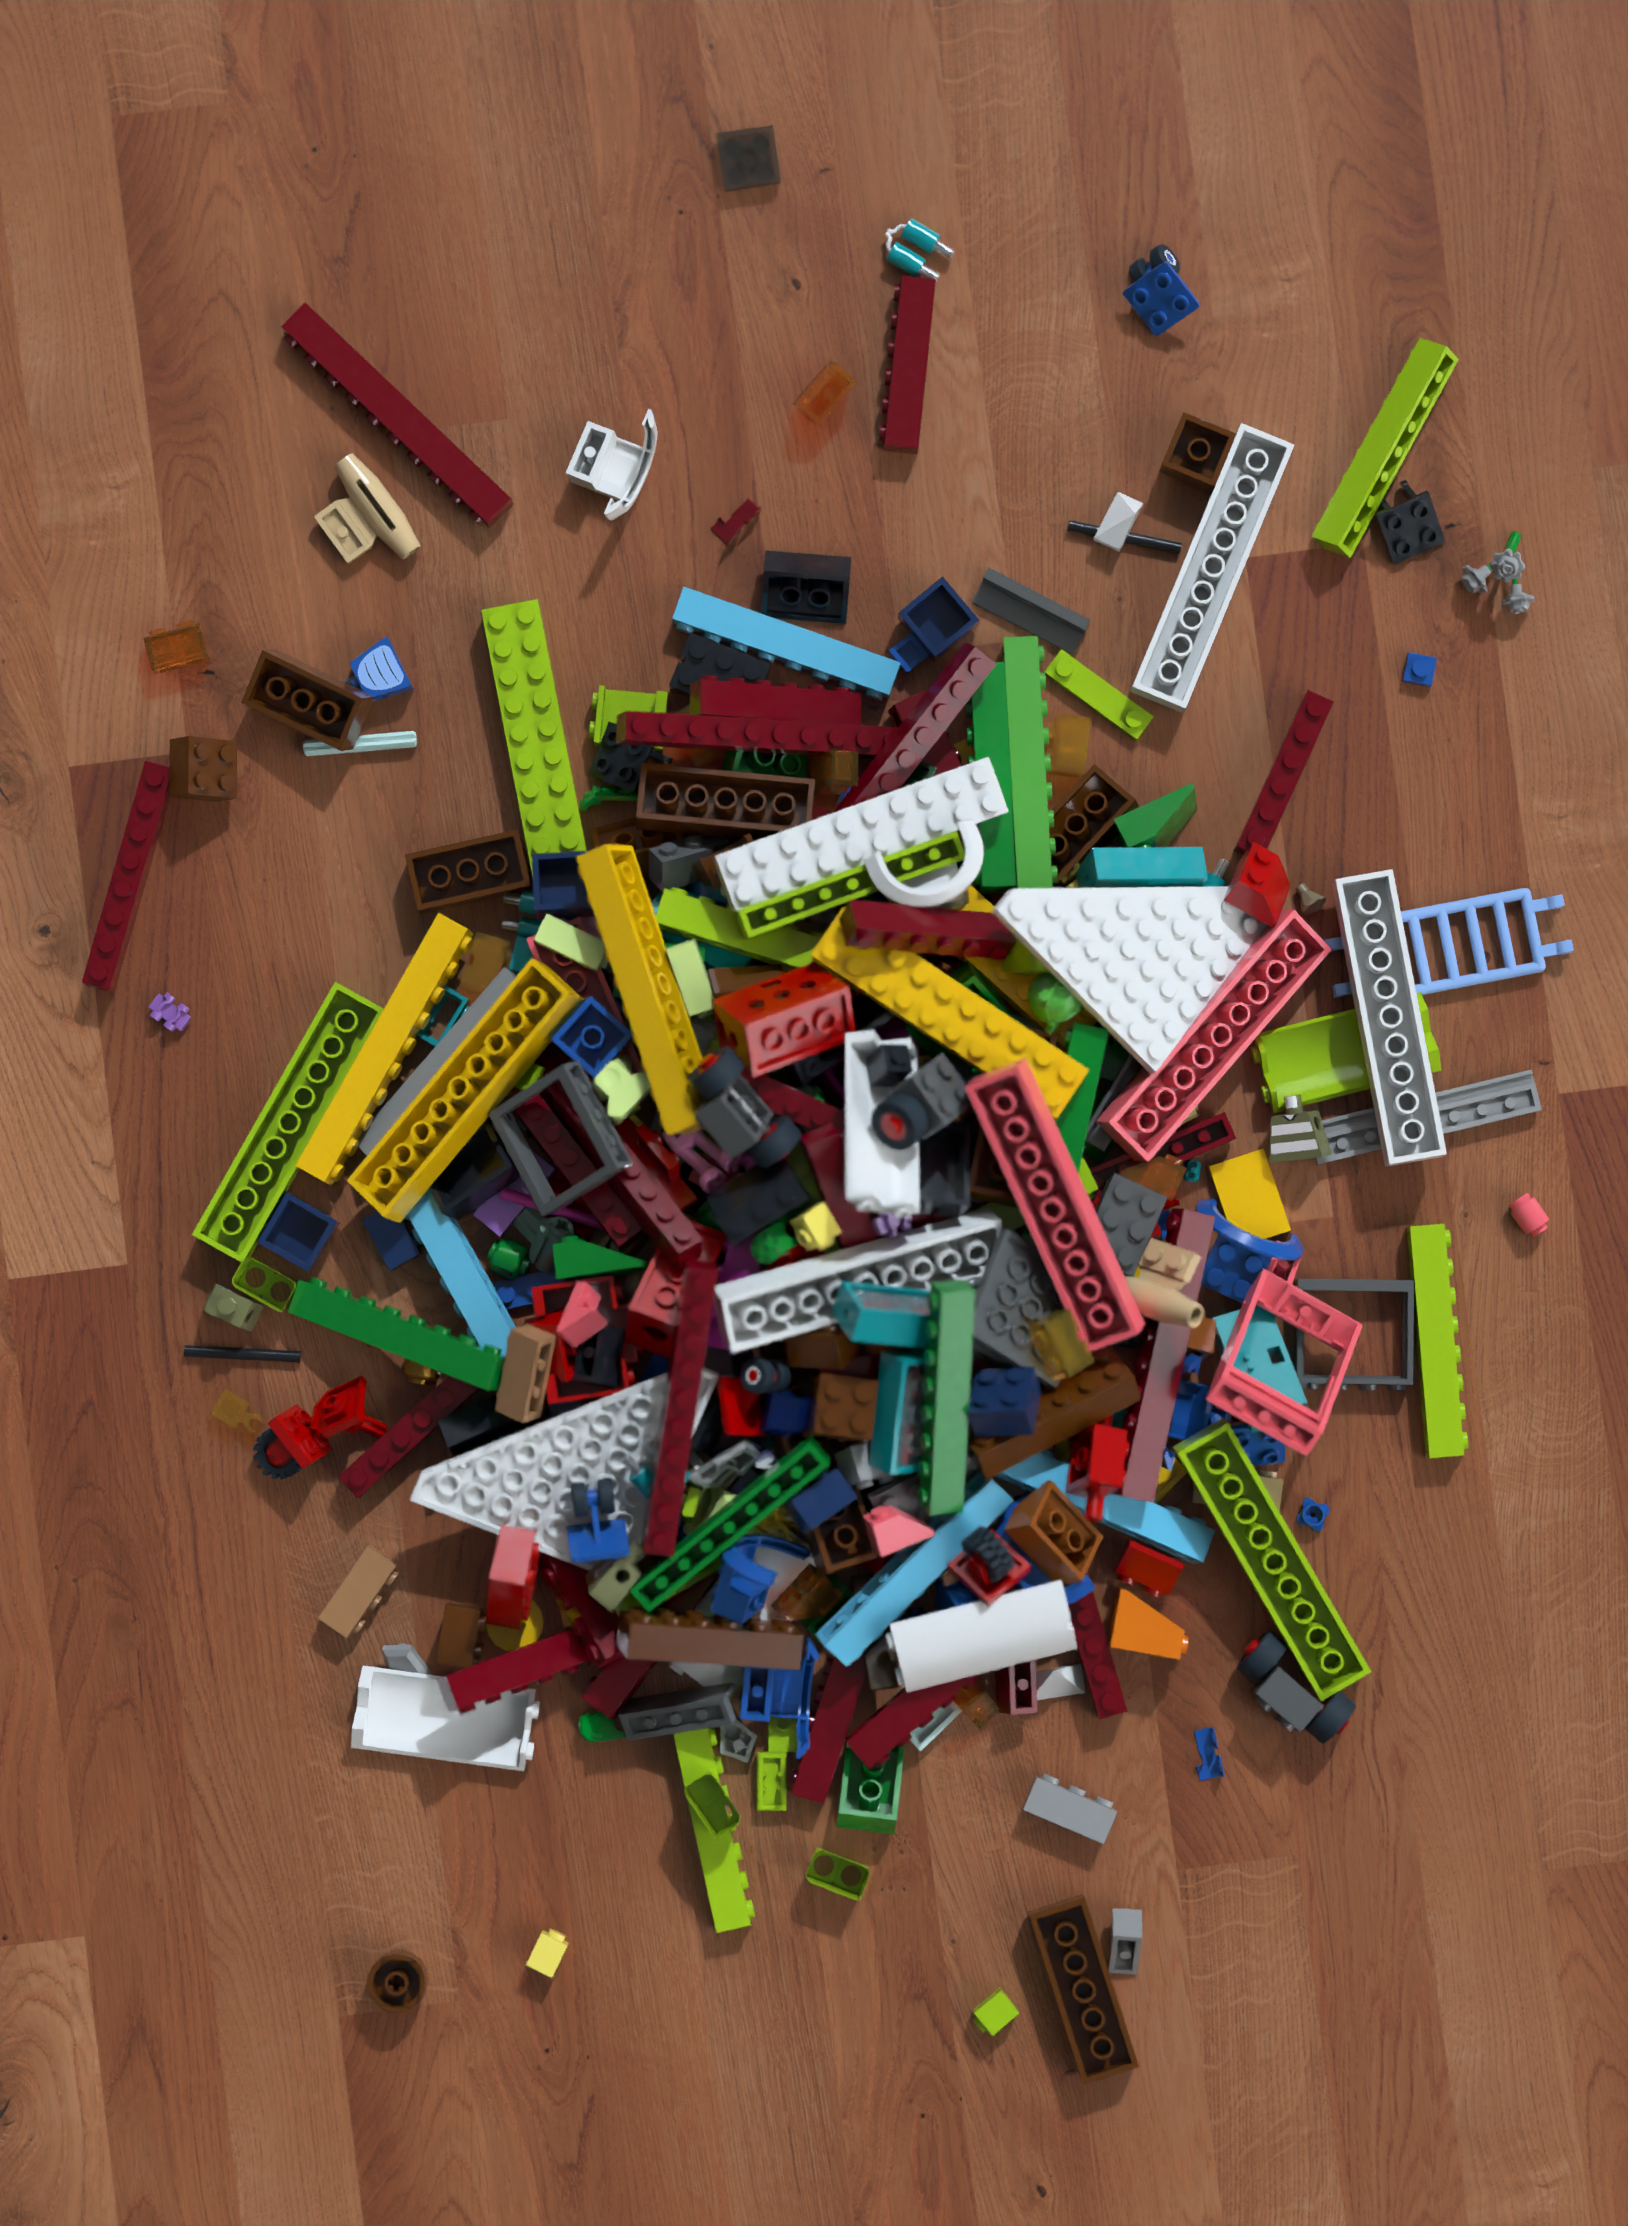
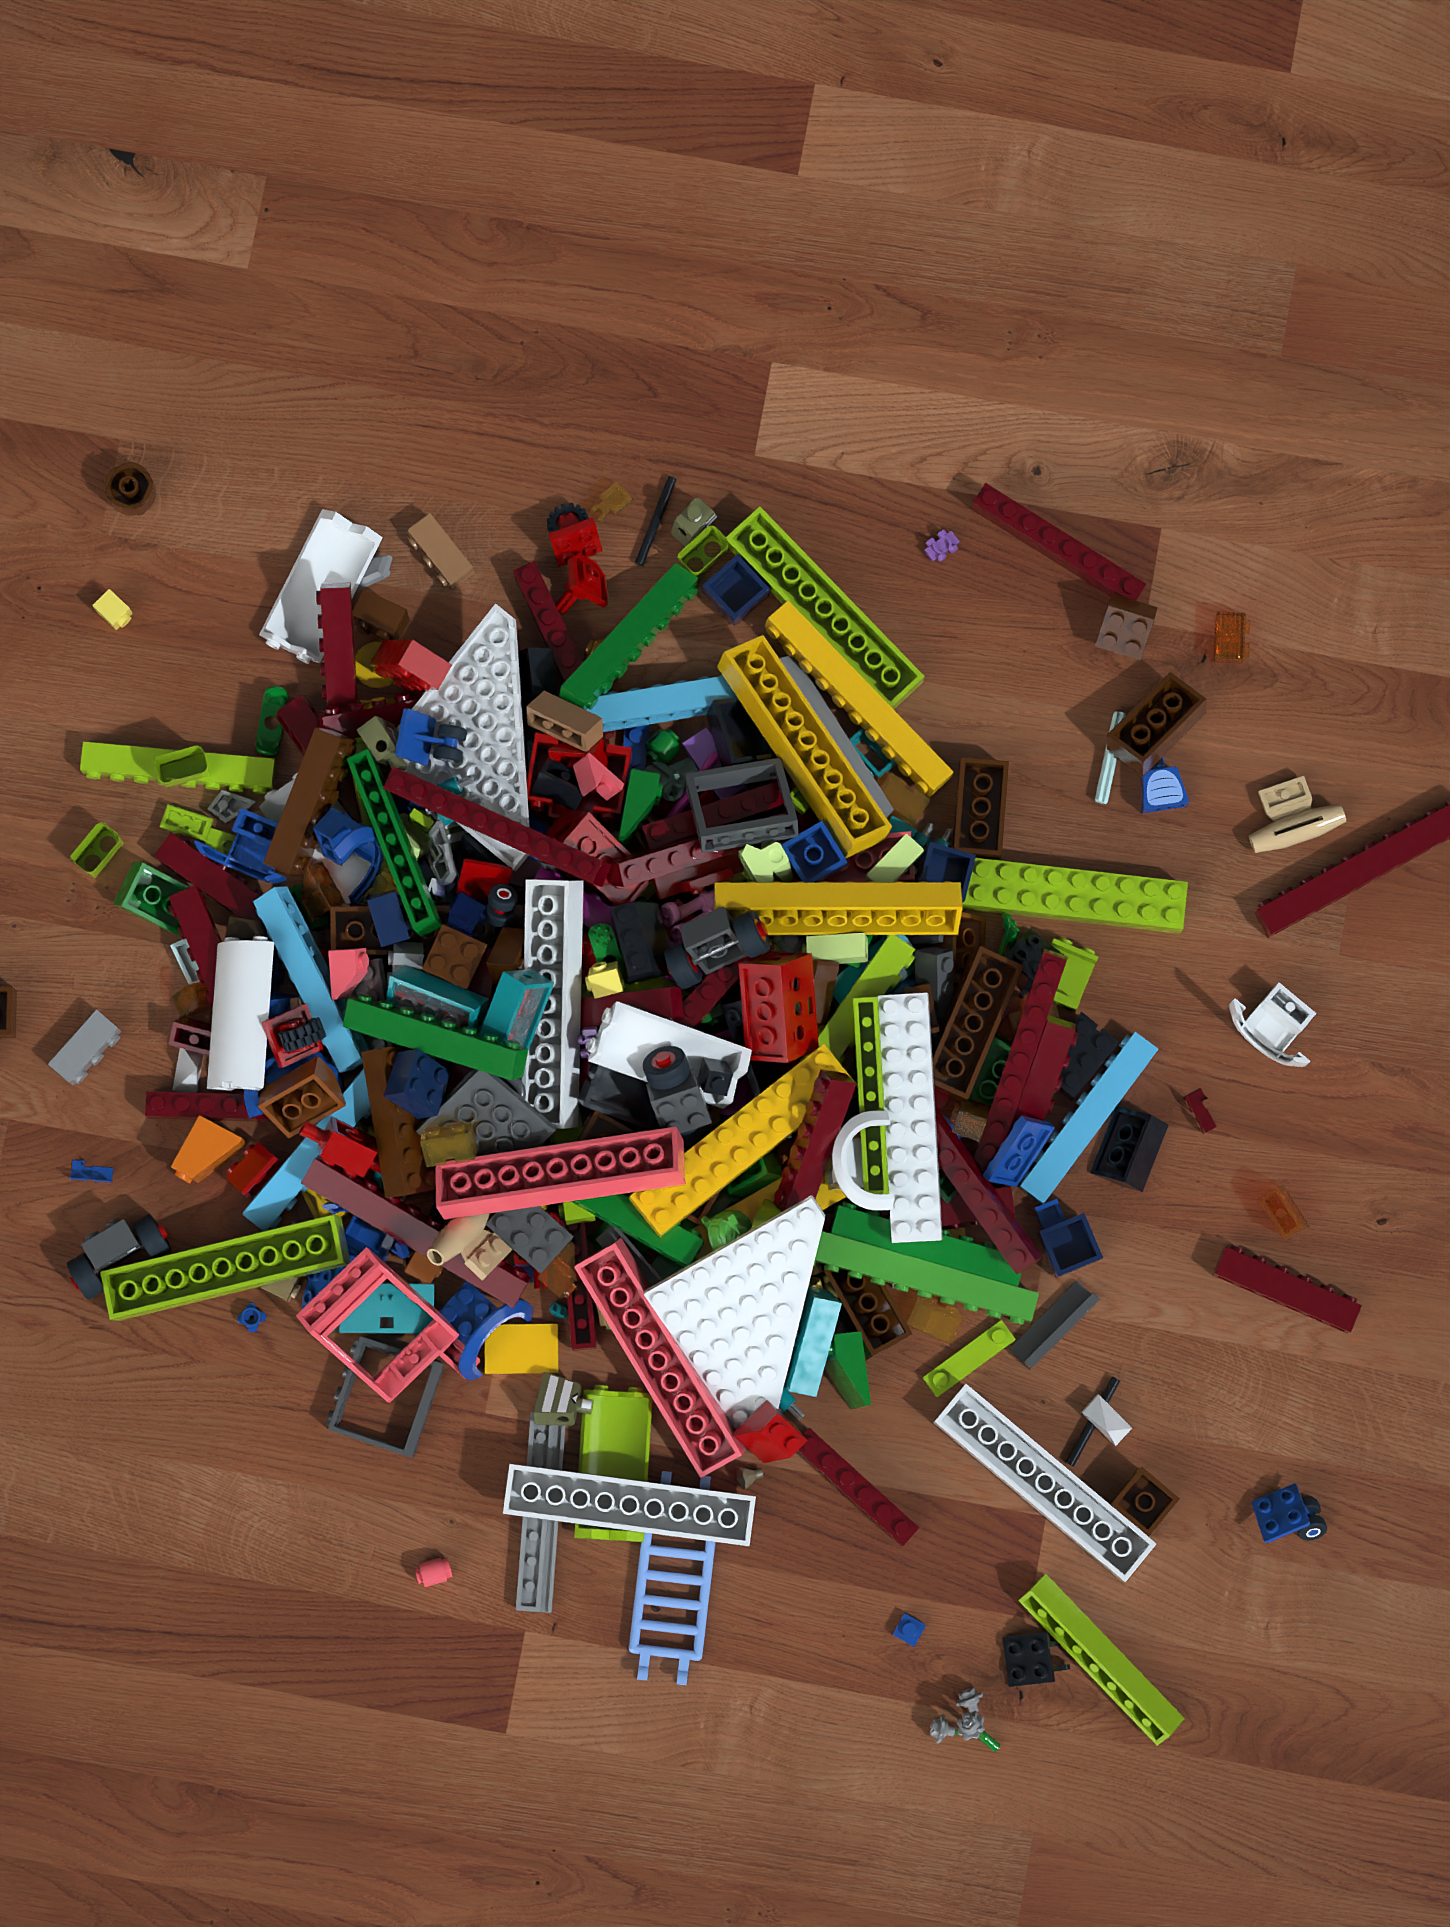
camera: 110 degrees right, 5 degrees down
(392, 1240) = (704, 660): dark blue brick -> none
(678, 1711) = (264, 764): dark grey panel -> none
(854, 705) = (1018, 1151): none -> blue plate
(921, 237) = (1373, 1317): teal piece -> none
(1435, 1341) = (356, 1461): lime brick -> none

